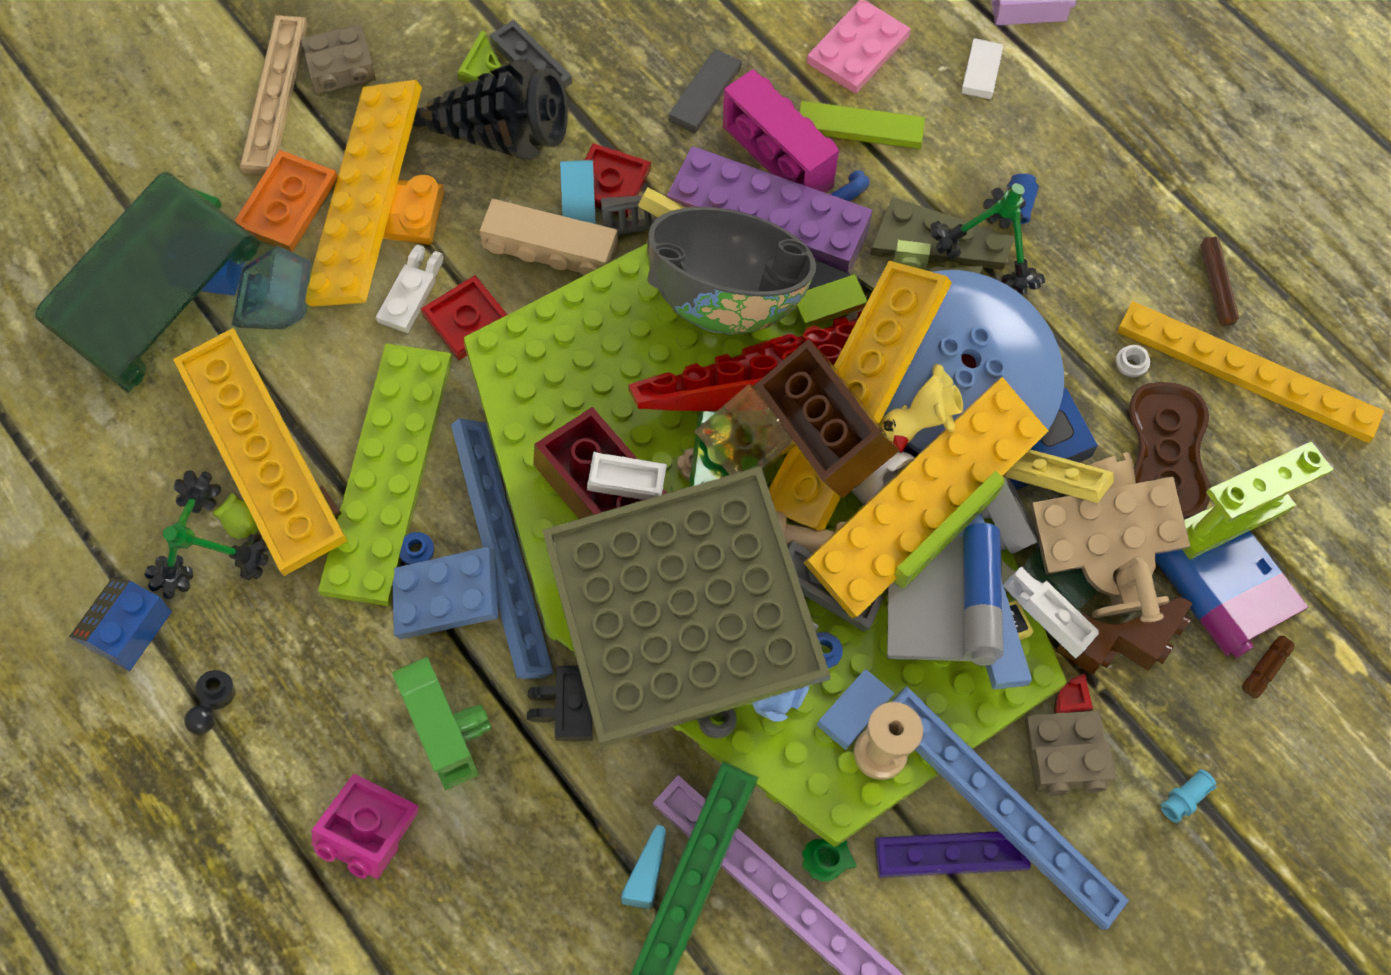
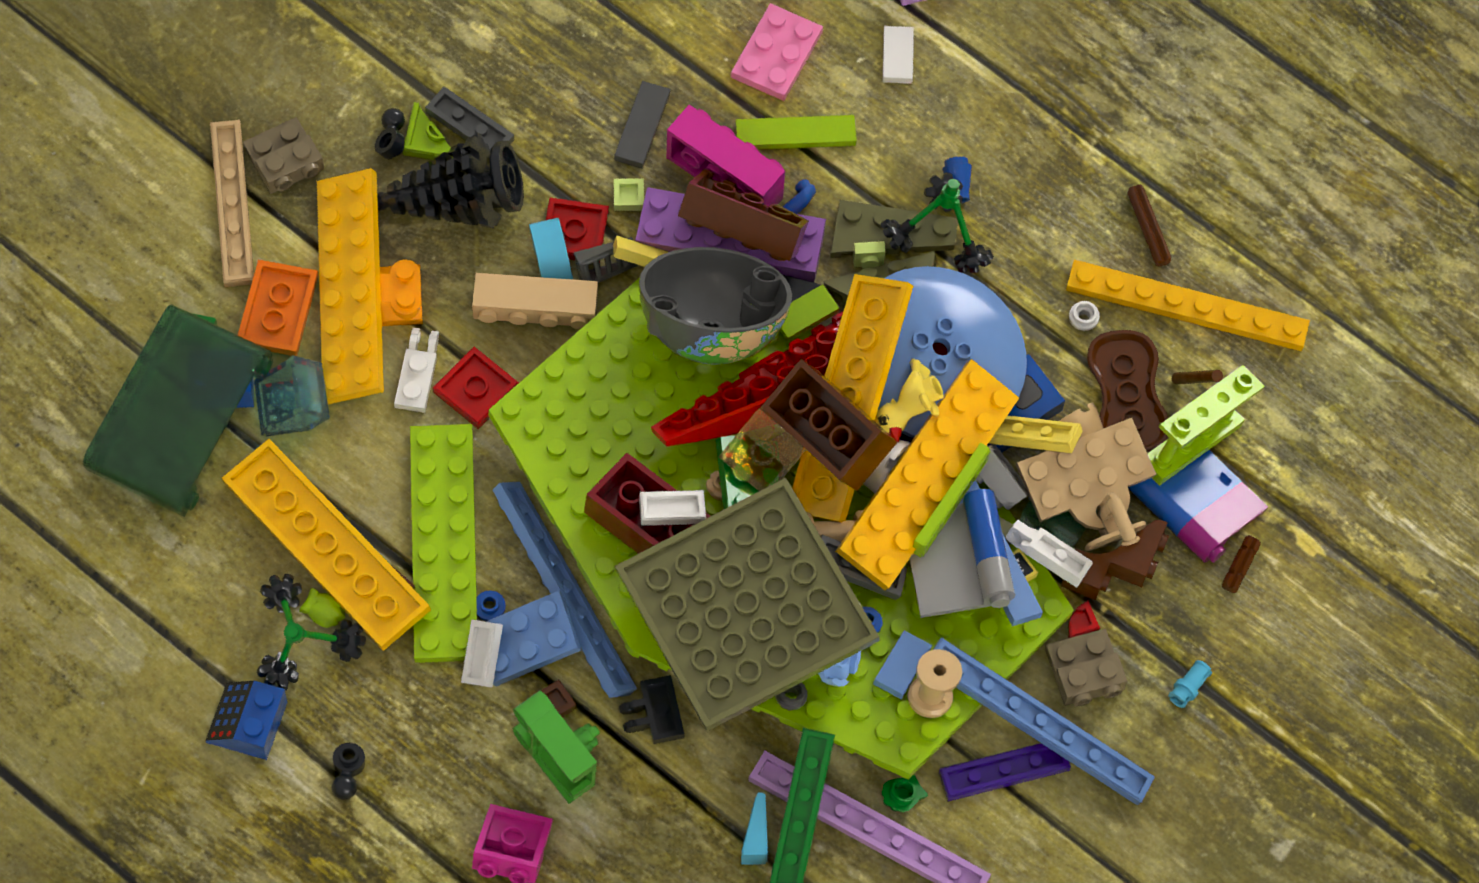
camera: 15 degrees left, 0 degrees up
(390, 600) = (481, 653): none -> white tile
(447, 61) = (390, 141): none -> black plate
(456, 670) = (559, 698): none -> reddish brown plate
(672, 152) = (628, 194): none -> yellowish green plate
(782, 188) = (742, 217): none -> reddish brown wedge
(1267, 447) = (1192, 377): none -> reddish brown bar

